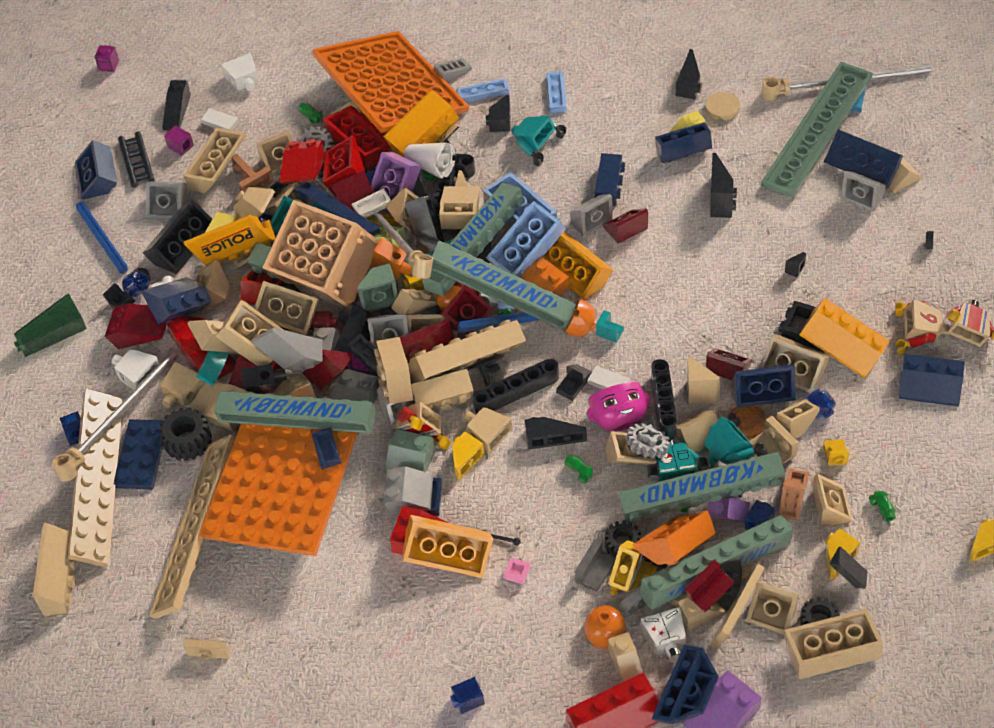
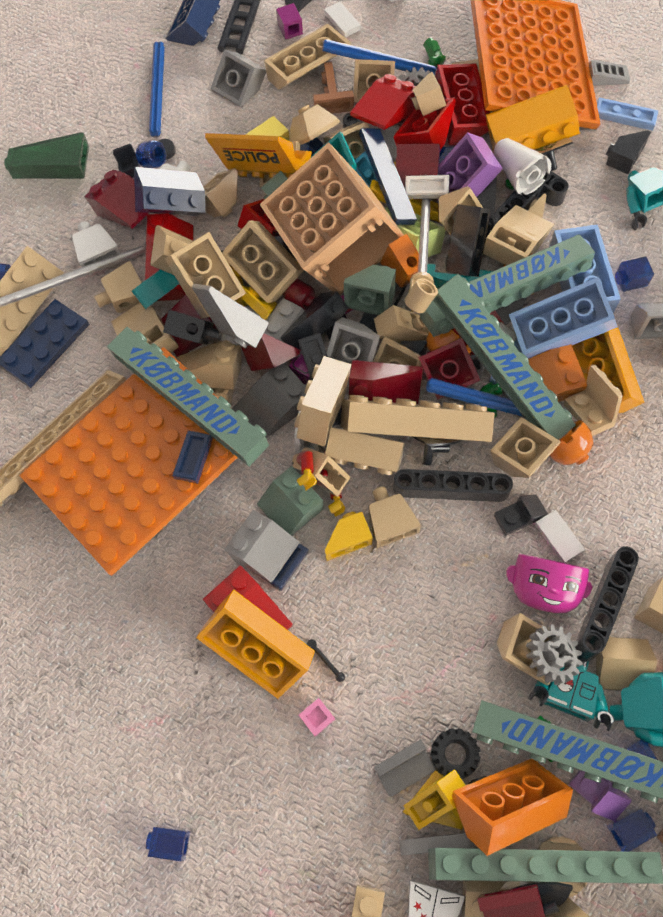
camera: 30 degrees right, 15 degrees up
(168, 246) = (232, 117): black slope -> none
(182, 422) = (79, 336): black tyre -> none
(258, 137) = (365, 54): none -> blue axle
(332, 142) = (428, 95): none -> tan slope
(549, 432) = (453, 563): black slope -> none
(550, 337) = (523, 449): none -> tan slope
(556, 193) = (634, 274): none -> clear blue brick
(579, 466) = (462, 628): green arm -> none
(582, 282) = (597, 404): none -> tan bracket
(603, 624) = (369, 855): orange cylinder -> none
(608, 329) = (597, 471): teal panel -> none

